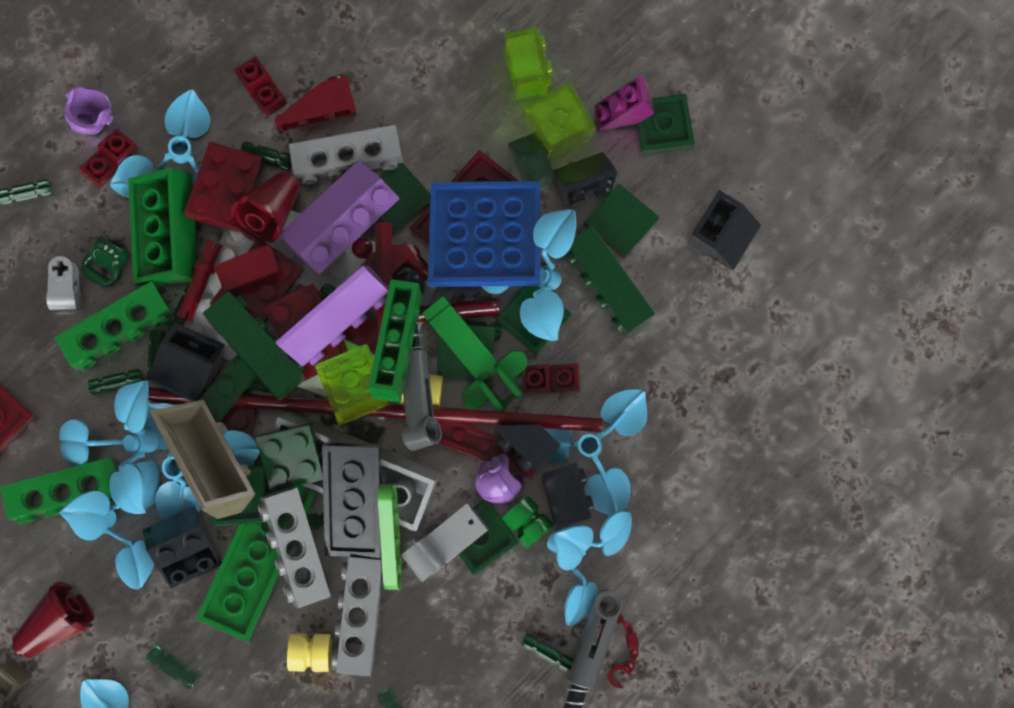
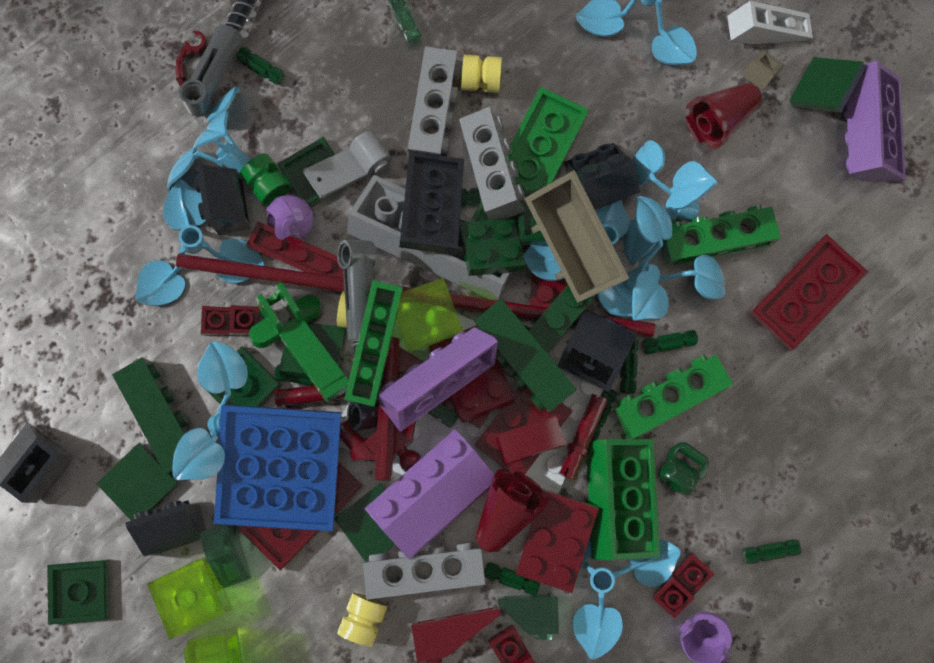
camera: 170 degrees left, 0 degrees up
(64, 289) = (725, 439): light grey piece -> none
(172, 667) = (611, 71): clear green axle -> none
(244, 123) = (533, 613): none -> clear green slope
(390, 536) = (398, 169): beam -> none
(401, 107) = (362, 620): none -> light yellow wheel
(528, 443) = (251, 242): black slope -> none
(625, 106) = (113, 608): magenta slope -> none

